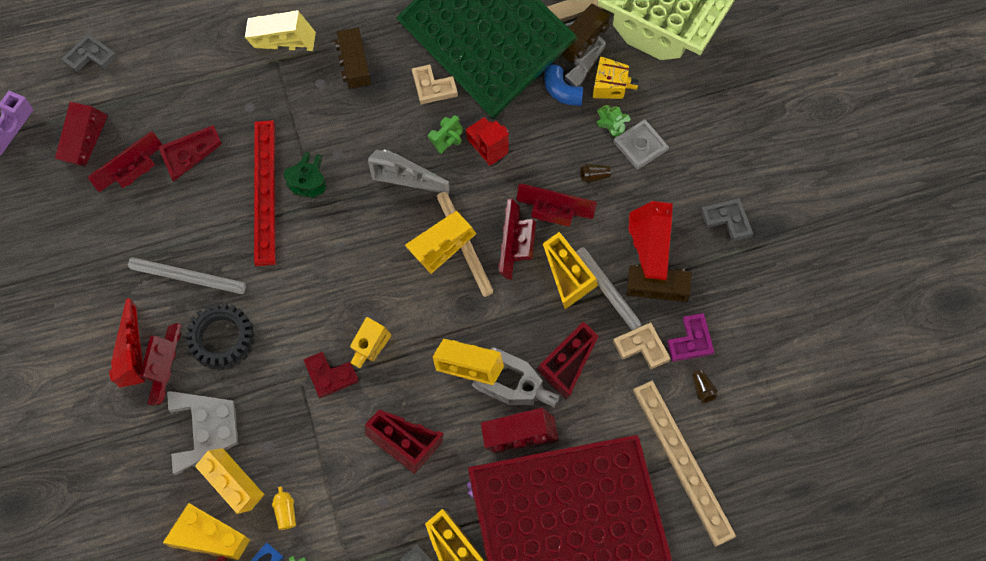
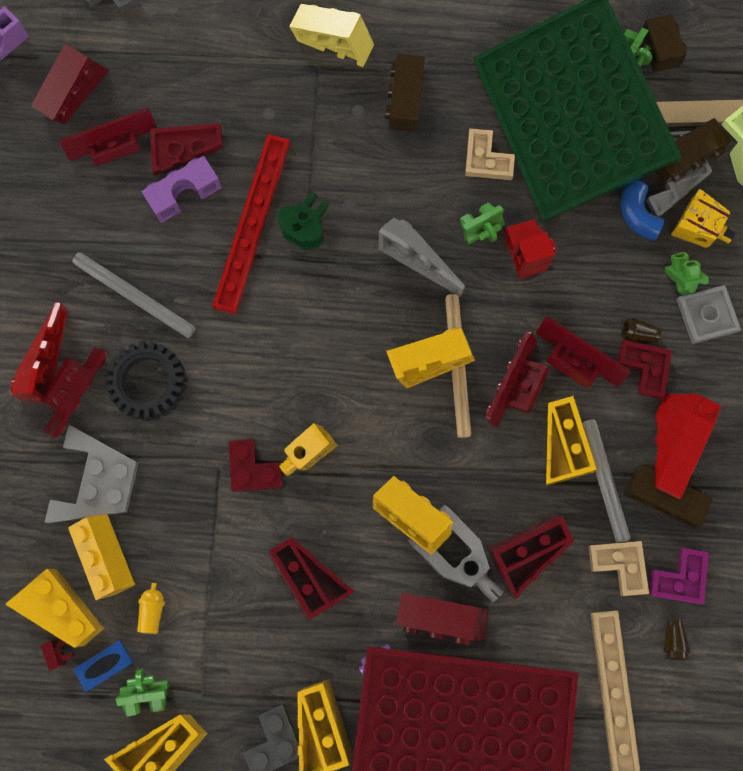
camera: 20 degrees right, 10 degrees up
(208, 170) = (195, 176): none -> medium lavender arch
(610, 191) = (652, 363): none -> dark red plate

